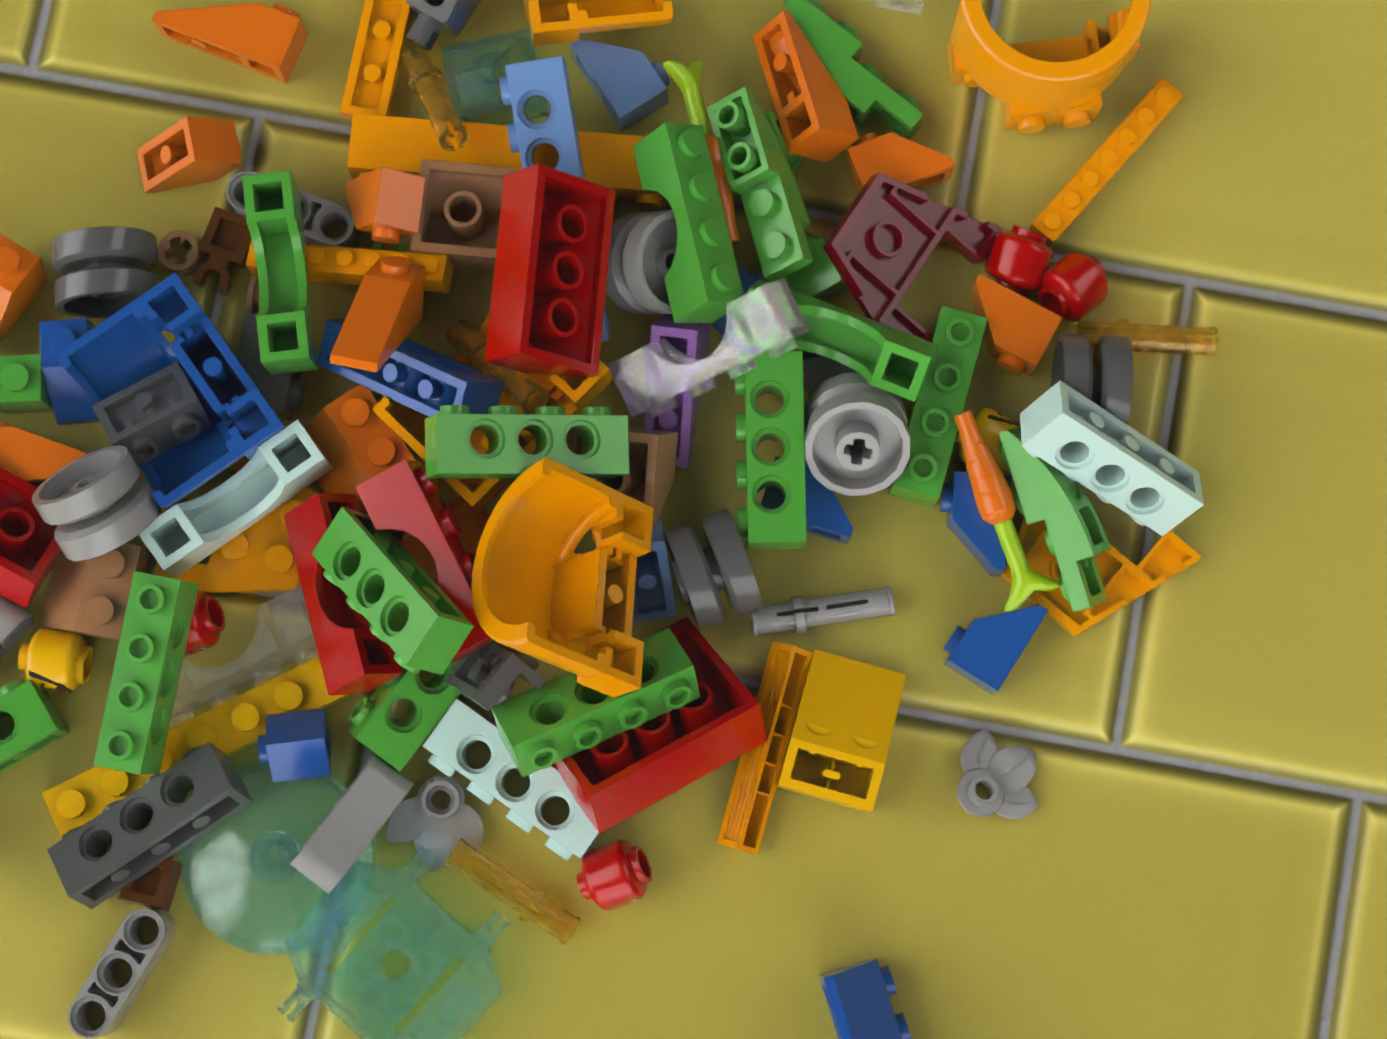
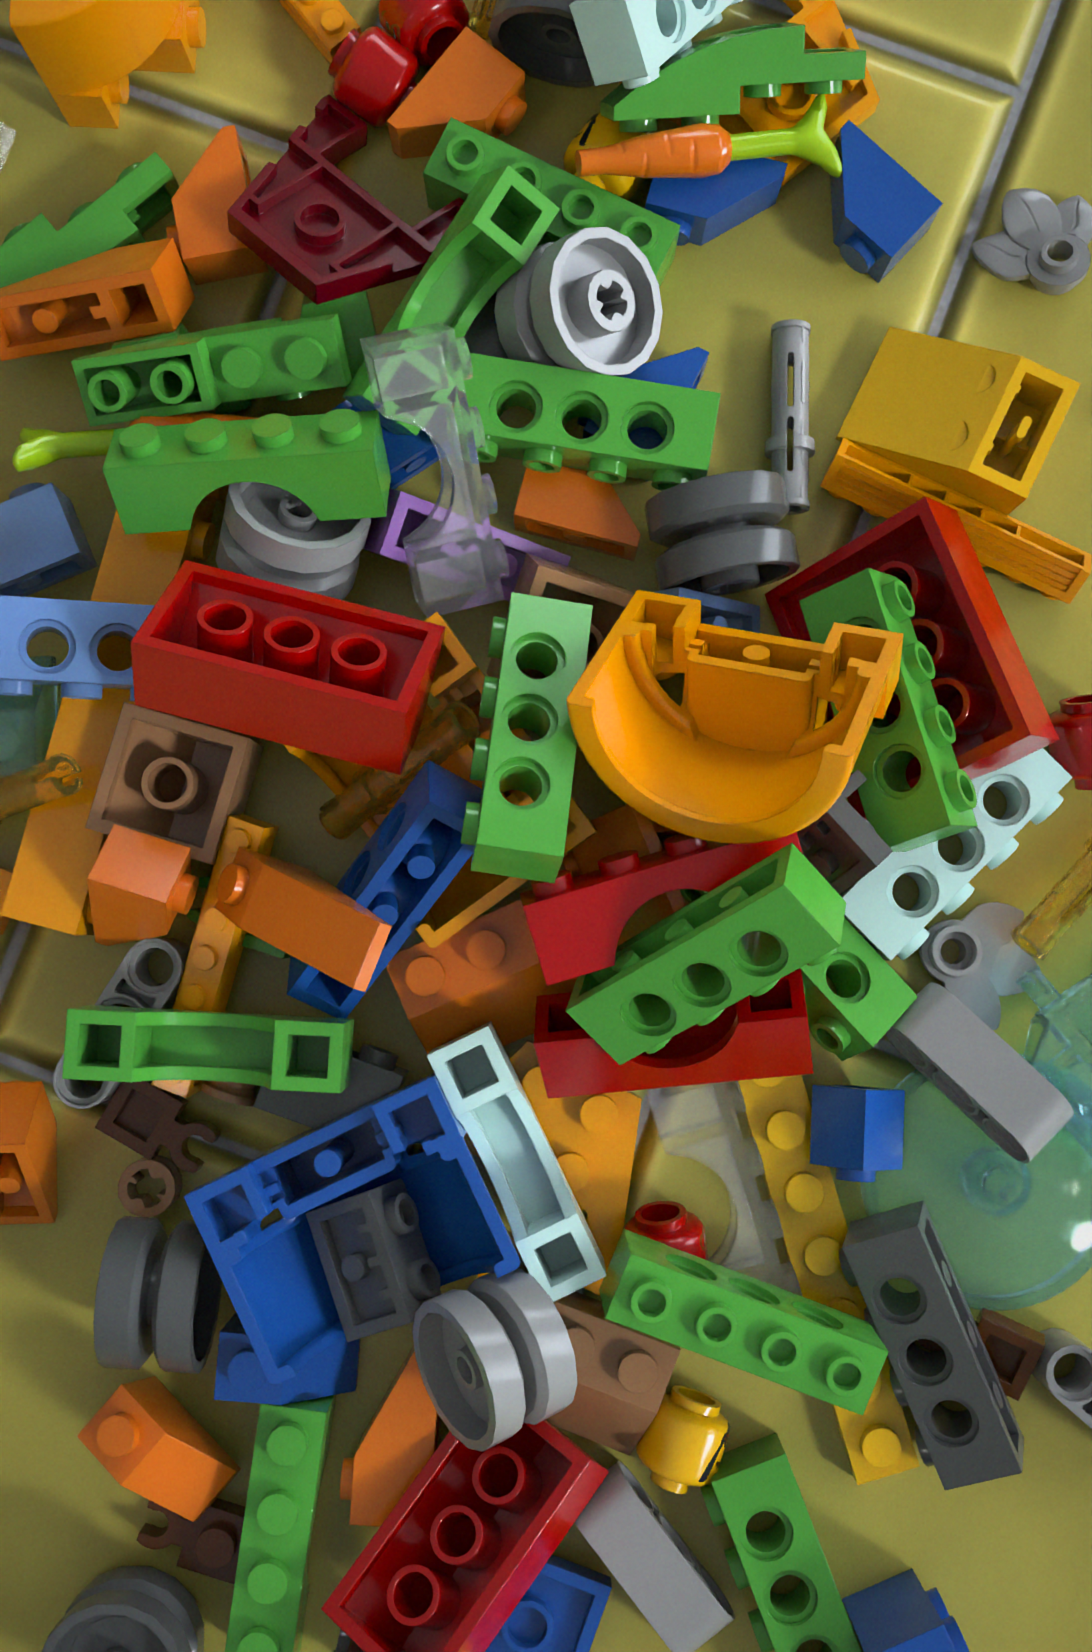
camera: 80 degrees left, 5 degrees up
(718, 463) = (575, 512): none -> orange slope

